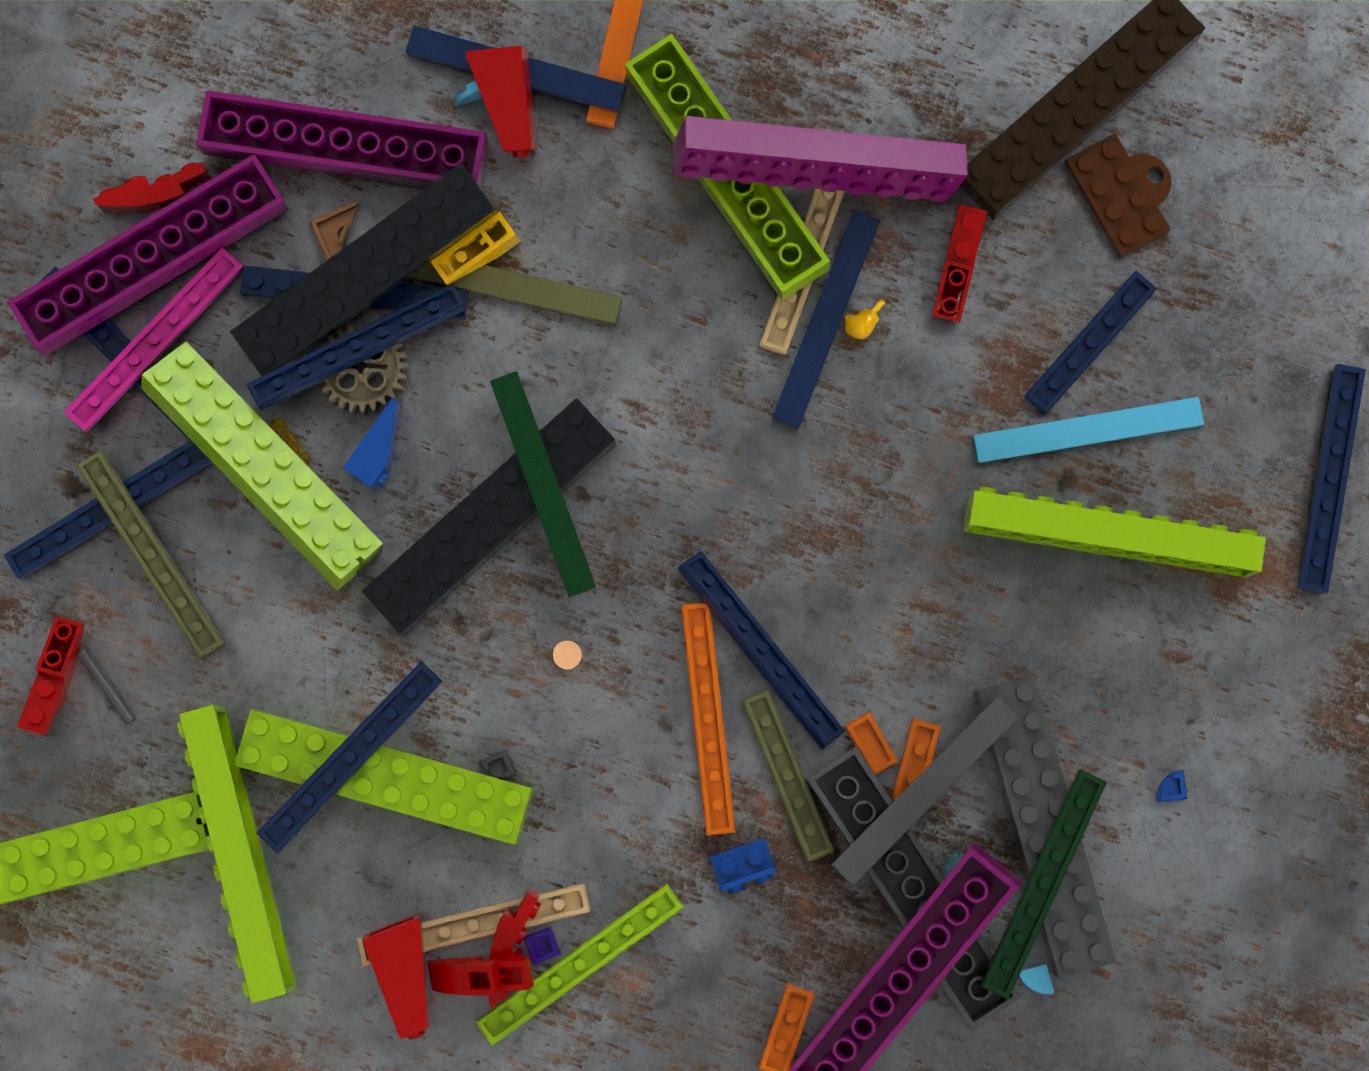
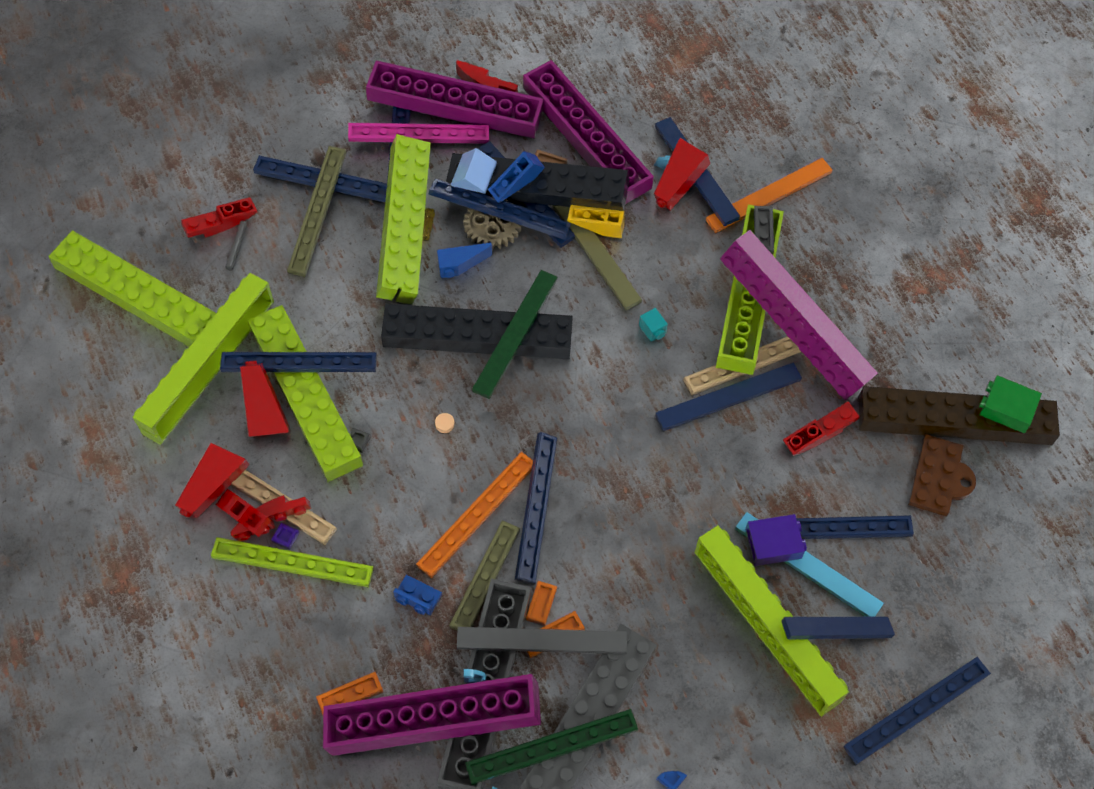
camera: 40 degrees right, 20 degrees down
(285, 334) = (474, 171): none -> light blue slope
(345, 295) = (516, 176): none -> blue slope
(364, 841) = (261, 403): none -> red slope
(667, 316) = (653, 324): none -> teal brick
(676, 81) = (764, 226): none -> dark grey tile
(863, 323) = (745, 413): yellow piece -> none
(900, 896) = (473, 676): none -> medium azure tile
(1036, 440) = (775, 540): none -> dark purple brick
(1130, 44) = (1010, 403): none -> green brick
(1188, 477) = (837, 627): none -> dark blue tile

